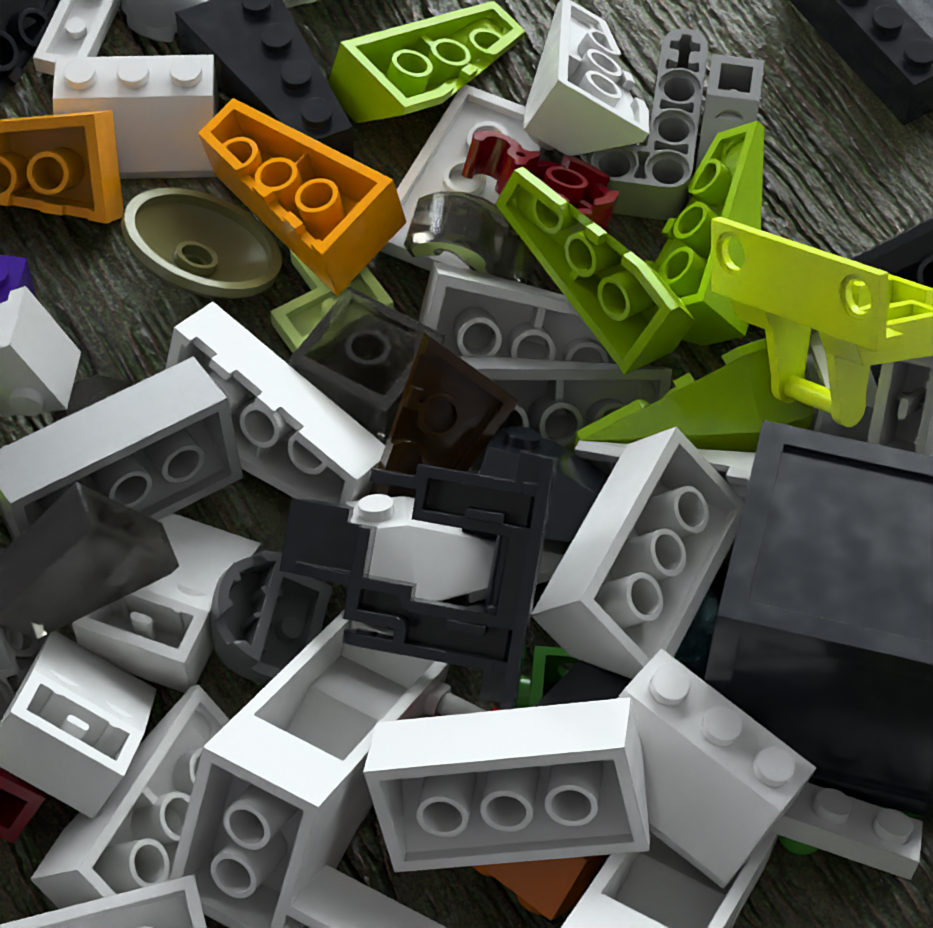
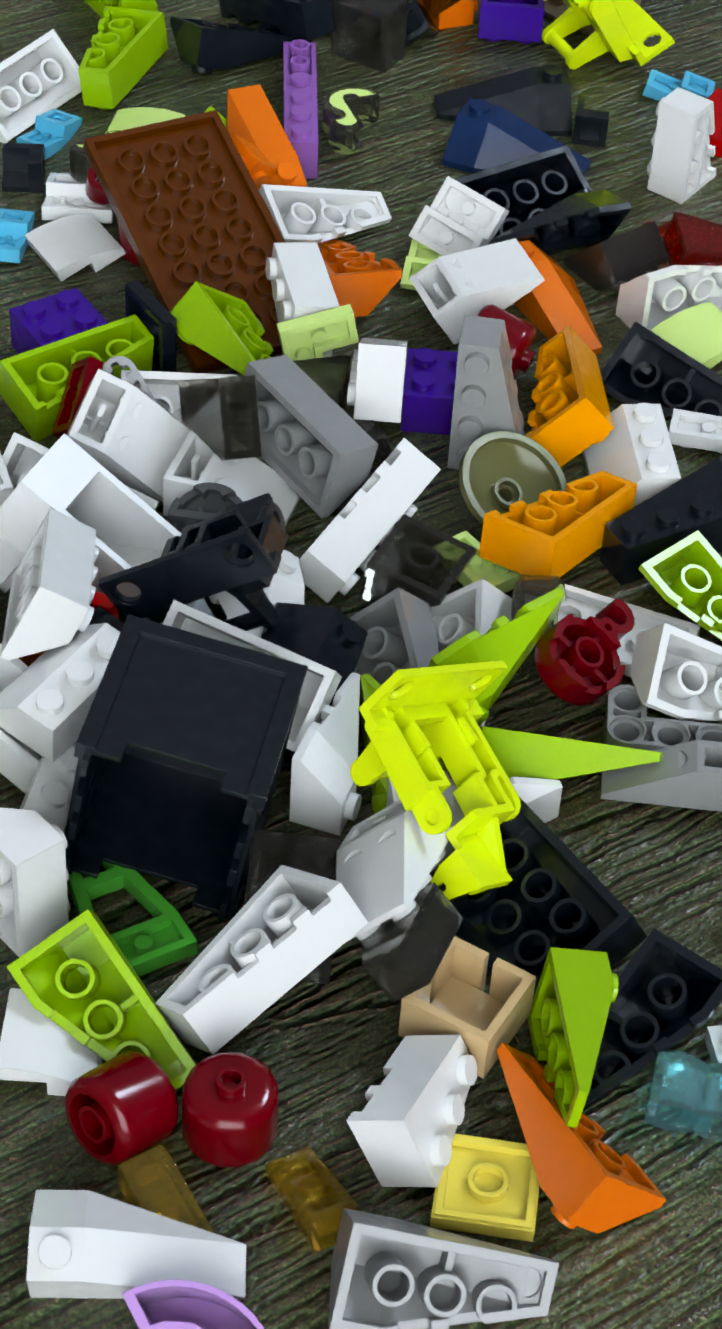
camera: 85 degrees right, 15 degrees down
(67, 237) = (483, 386): none -> light grey wedge
(443, 416) = (358, 587): dark brown wing -> none

